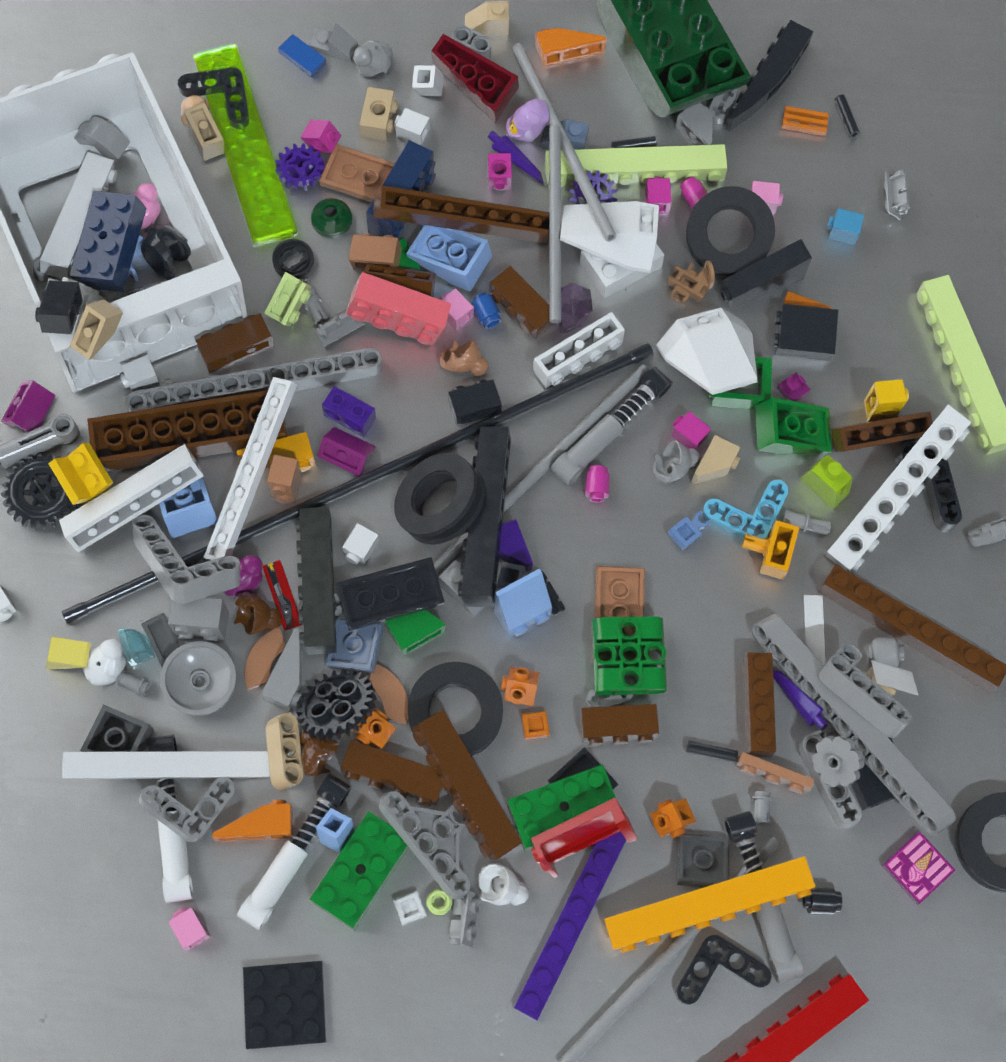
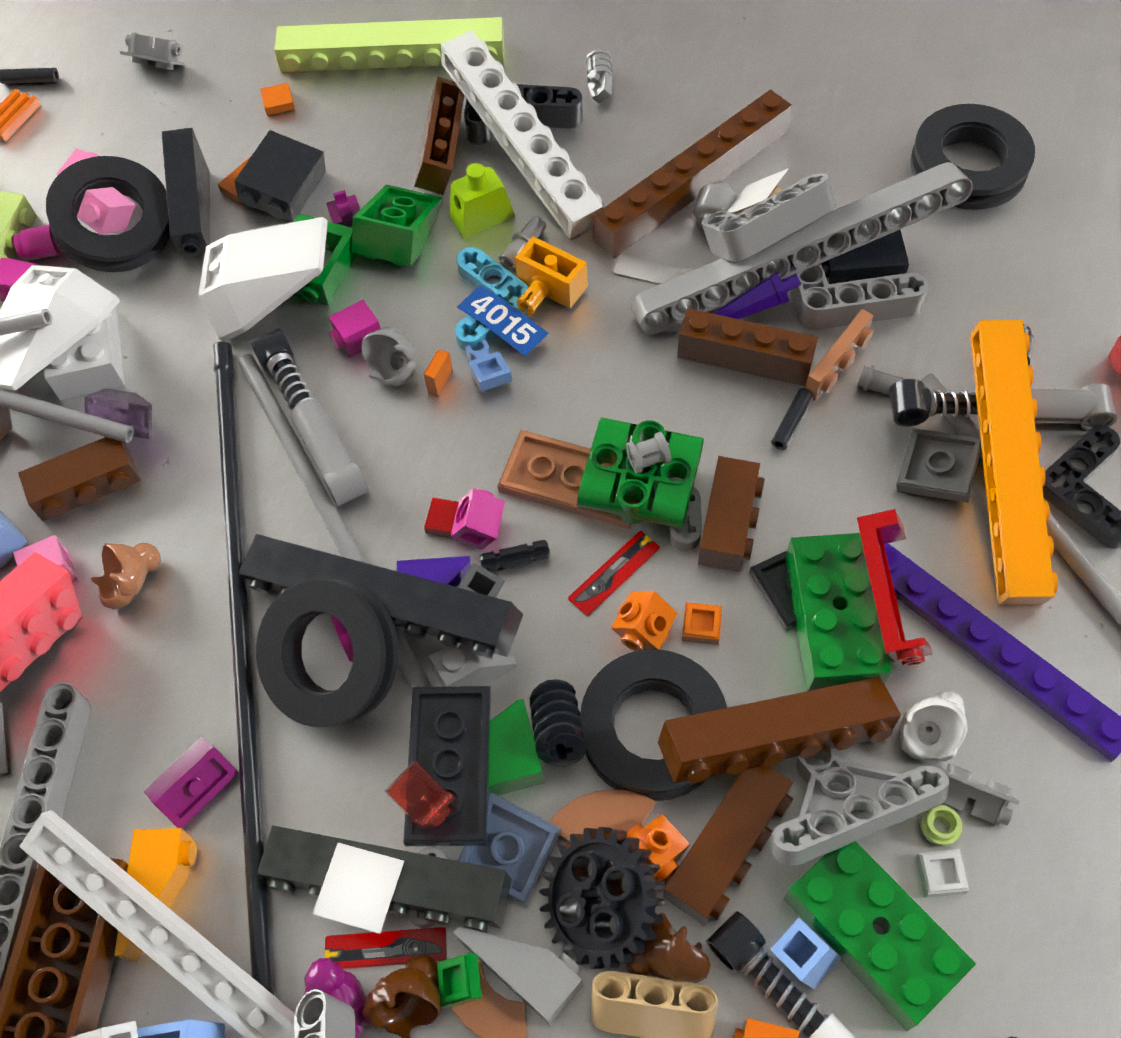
camera: 65 degrees left, 10 degrees down
(270, 639) = (459, 980): none -> green tile
(284, 479) = (197, 884): nougat brick -> none
(304, 567) = (358, 888): none -> white sticker
(349, 411) = (129, 758): dark purple brick -> none
(360, 545) = (351, 796): white brick -> none
(361, 582) = (420, 796): none -> clear red bracket
(436, 650) = (557, 723): none -> black piece
(474, 401) = (196, 576): black brick -> none
(486, 310) = (68, 525): blue brick -> none
(523, 604) = (529, 581): light blue slope -> none
(557, 660) = (613, 573): none -> red sticker
(563, 540) = (440, 517): none -> red tile
(565, 560) = (477, 519): none -> dark pink brick
(578, 350) = (184, 425): white brick -> none
(597, 483) = (382, 453): dark pink brick -> none
(634, 653) = (648, 452): none -> light grey bush
(672, 499) = (438, 372): none -> orange tile
(672, 818) = (879, 480): orange brick -> none
(702, 281) = (159, 266): medium nougat piece -> none
(717, 460) = (404, 307): tan slope -> none
(726, 230) = (105, 210): none -> bright pink brick
(730, 528) = (503, 319): none -> blue sticker
(838, 761) = (866, 267): light grey plant -> none
(845, 226) = (166, 107): dark azure brick -> none
(885, 300) = (277, 99): none -> orange tile
(885, 399) = (403, 119): yellow brick -> none
(918, 868) = (986, 246): tile -> none

